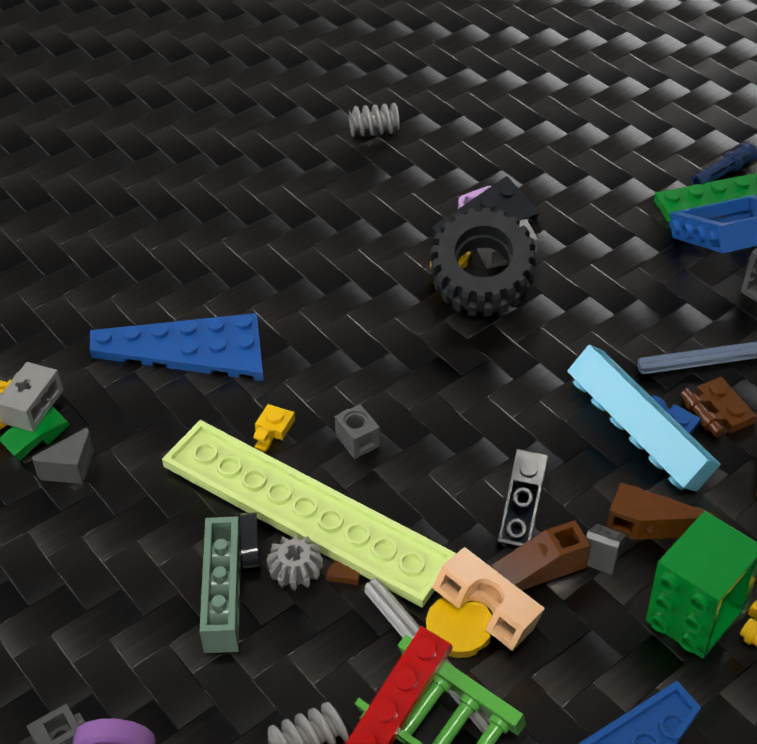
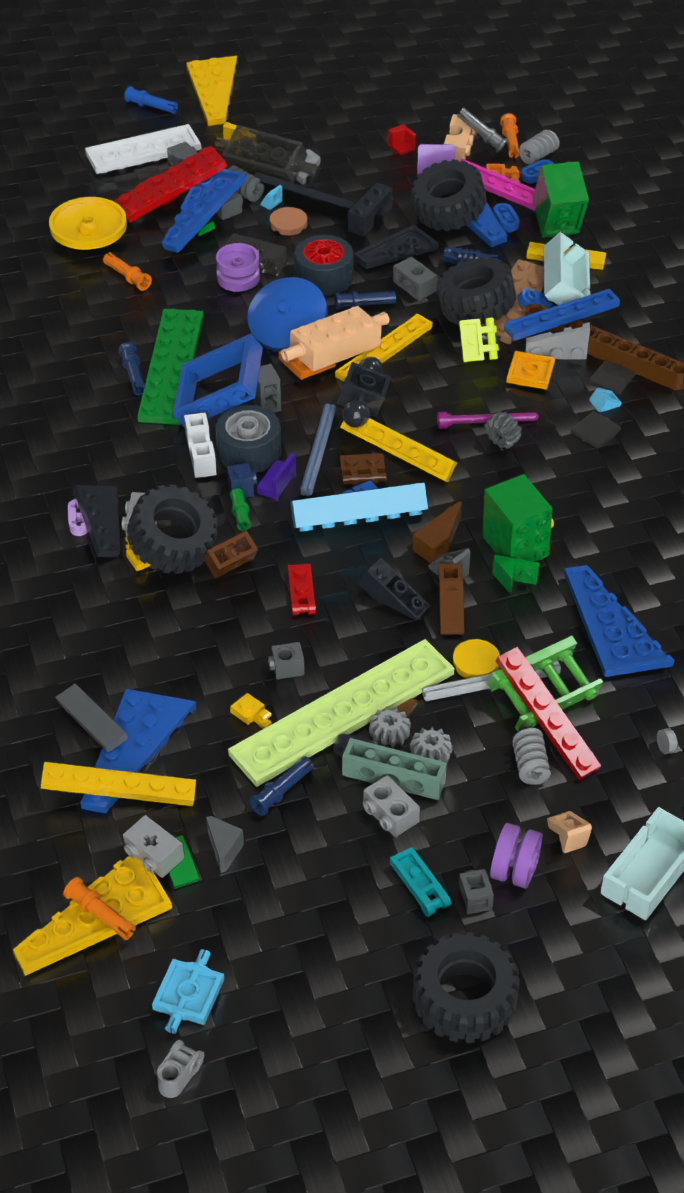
camera: 70 degrees left, 0 degrees up
(62, 670) = (420, 881): none -> teal plate
(117, 349) = (118, 784): none -> yellow plate
(157, 482) = (274, 791): none -> dark blue pin
(174, 604) = (387, 800): none -> light grey brick
(200, 299) = (92, 718): none -> dark grey tile
(279, 616) = (431, 744): none -> light grey gear
(471, 579) = (486, 624): light nougat arch -> none
(480, 412) = (301, 589): none -> red plate
(486, 327) = (230, 554): none -> reddish brown brick
(571, 317) = (240, 509): none -> green pin
(610, 301) = (242, 477): none -> dark blue brick
(634, 616) = (512, 569): none -> green slope
(645, 334) = (277, 477): none -> dark purple panel
(657, 242) = (199, 445): none -> white arch
(678, 283) = (248, 436): none -> black wheel

